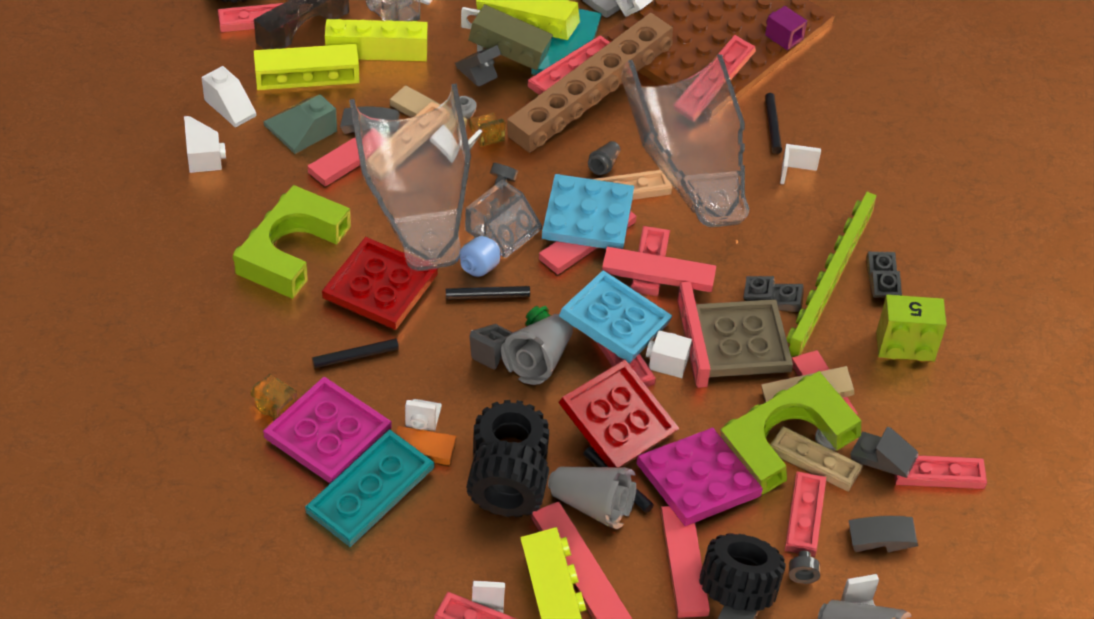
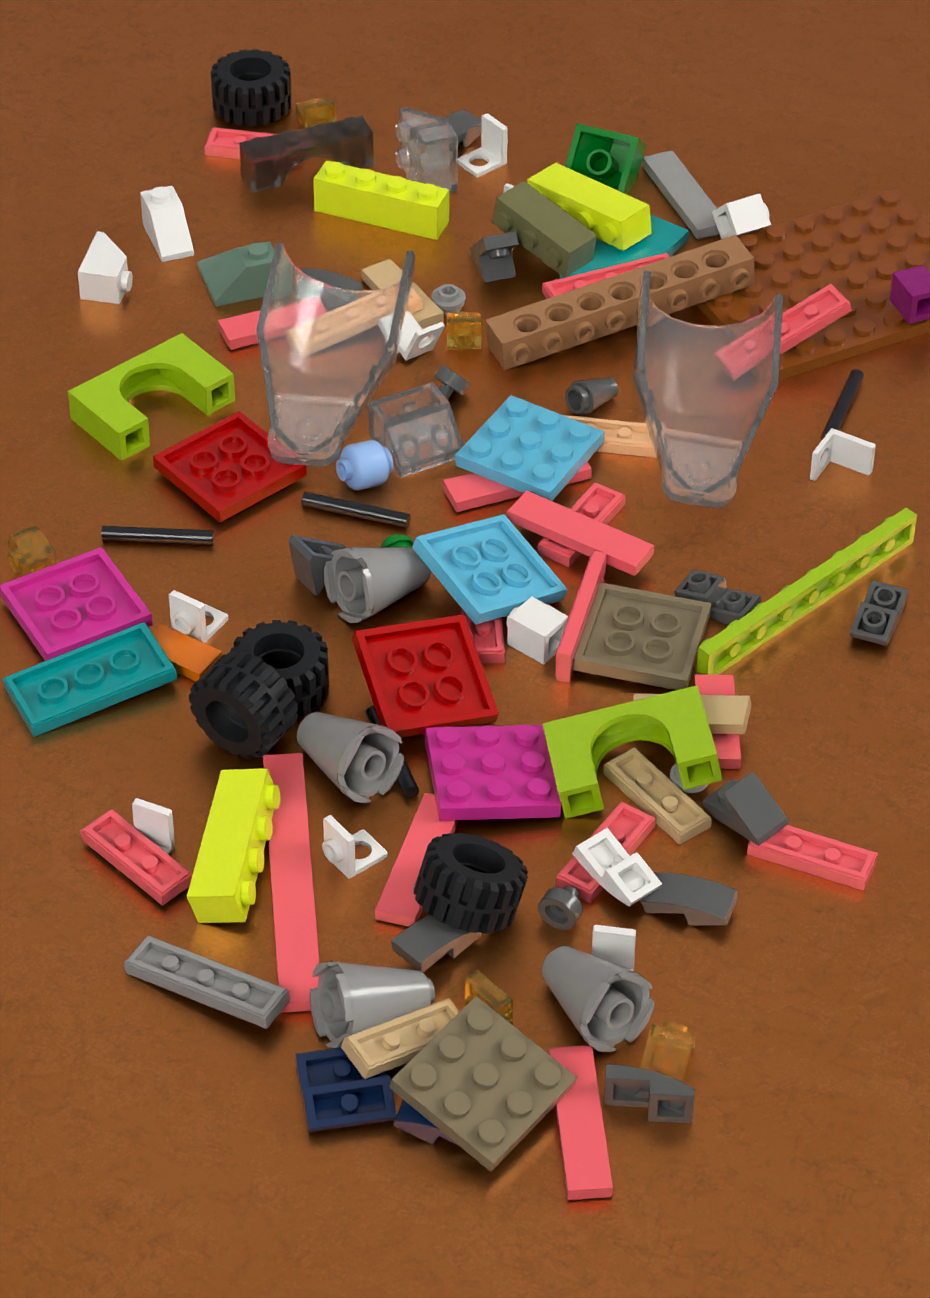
camera: 25 degrees right, 5 degrees down
(306, 66) = (280, 212): neon yellow brick -> none
(634, 568) = (340, 848): none -> white bracket
(831, 530) = (611, 866): none -> white slope
(911, 327) = (864, 675): lime brick -> none

